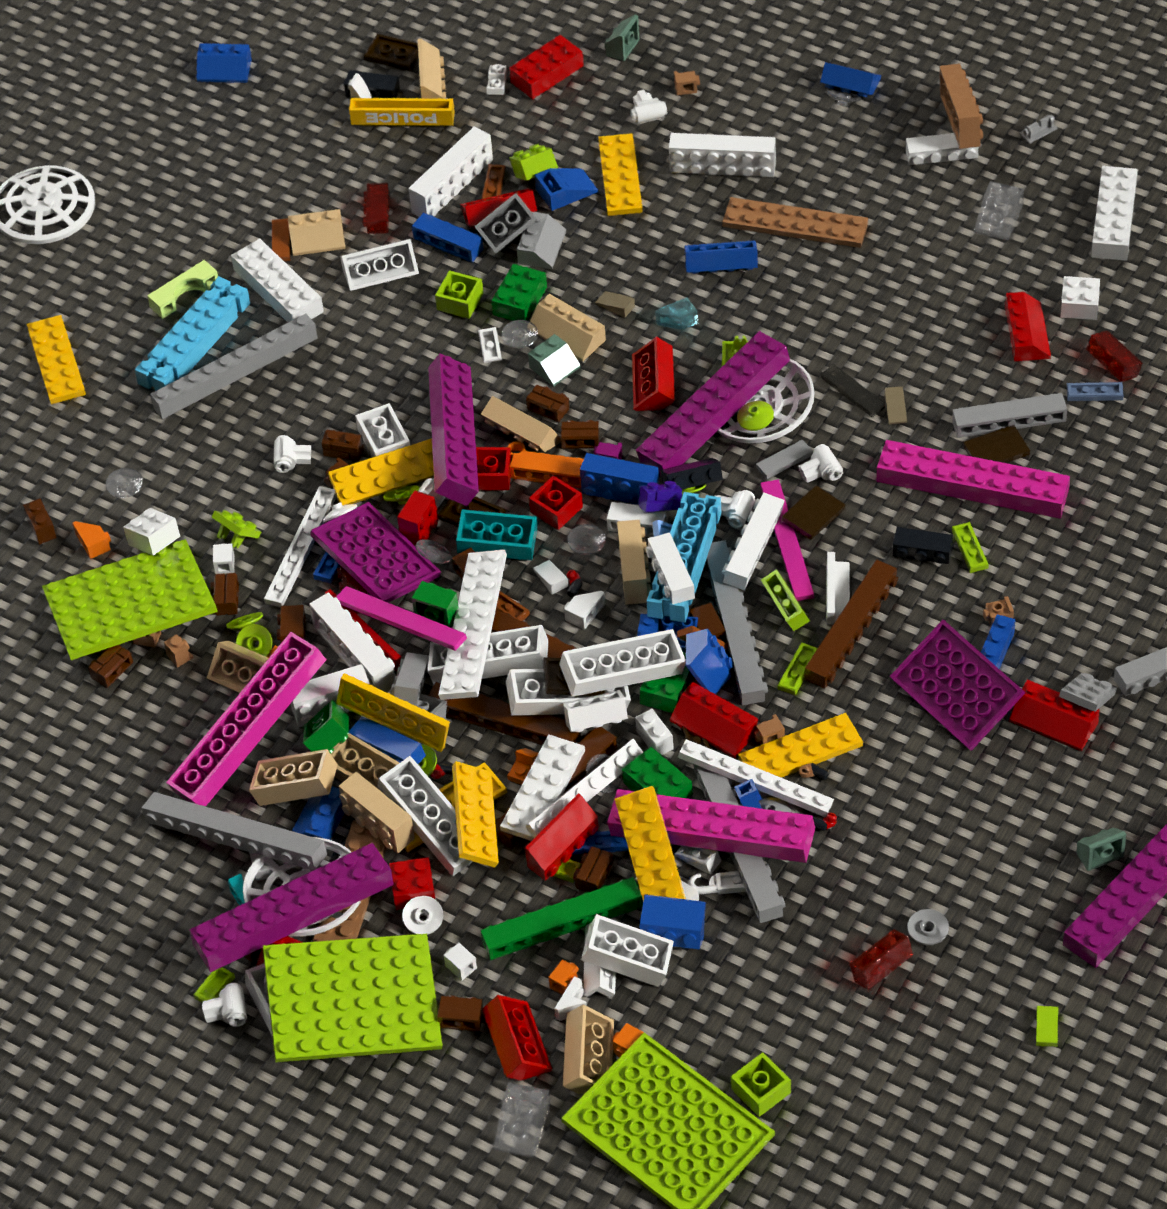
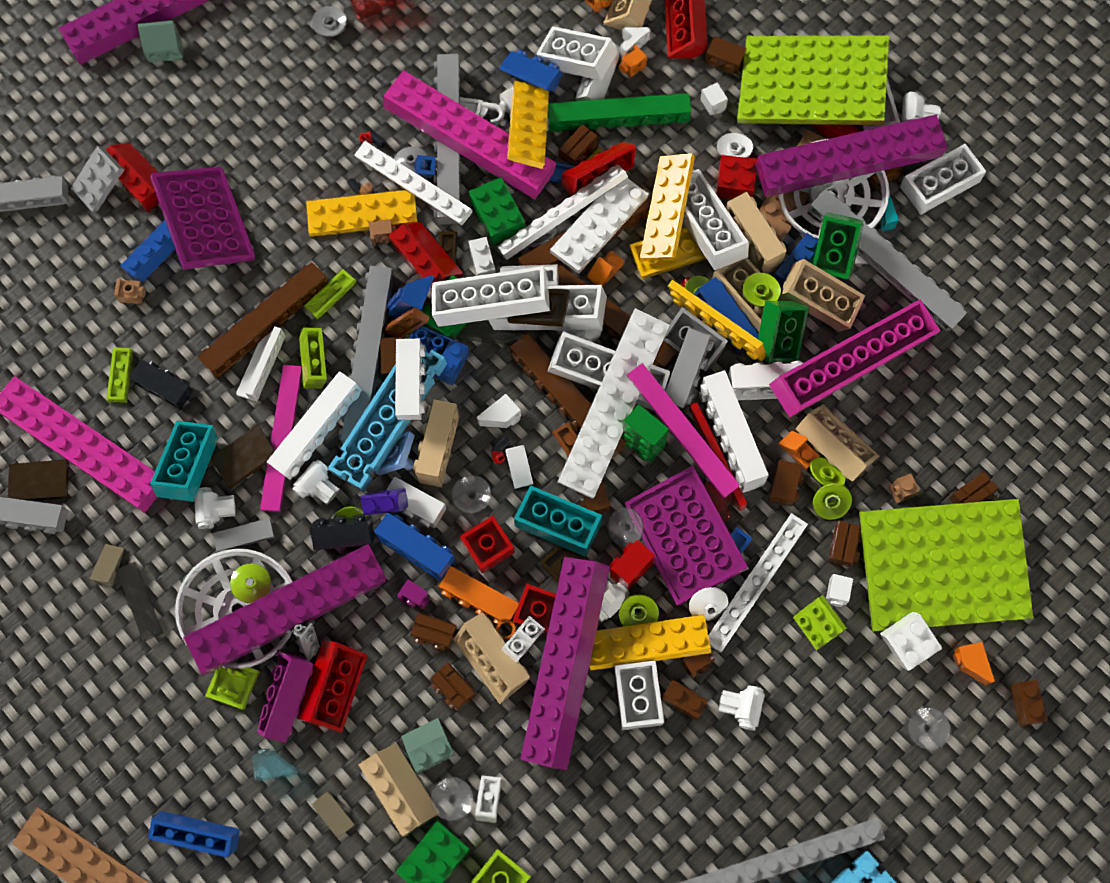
camera: 165 degrees left, 20 degrees up
(172, 947) = (942, 179): none -> white brick
(286, 811) = (838, 244): none -> green brick
(354, 749) = (761, 282): none -> lime dish
(496, 434) = (523, 639): none -> white slope
(686, 391) = (307, 640): none -> light grey hinge
(689, 356) = (284, 696): none -> magenta wedge
(861, 482) = (184, 461): none -> teal brick

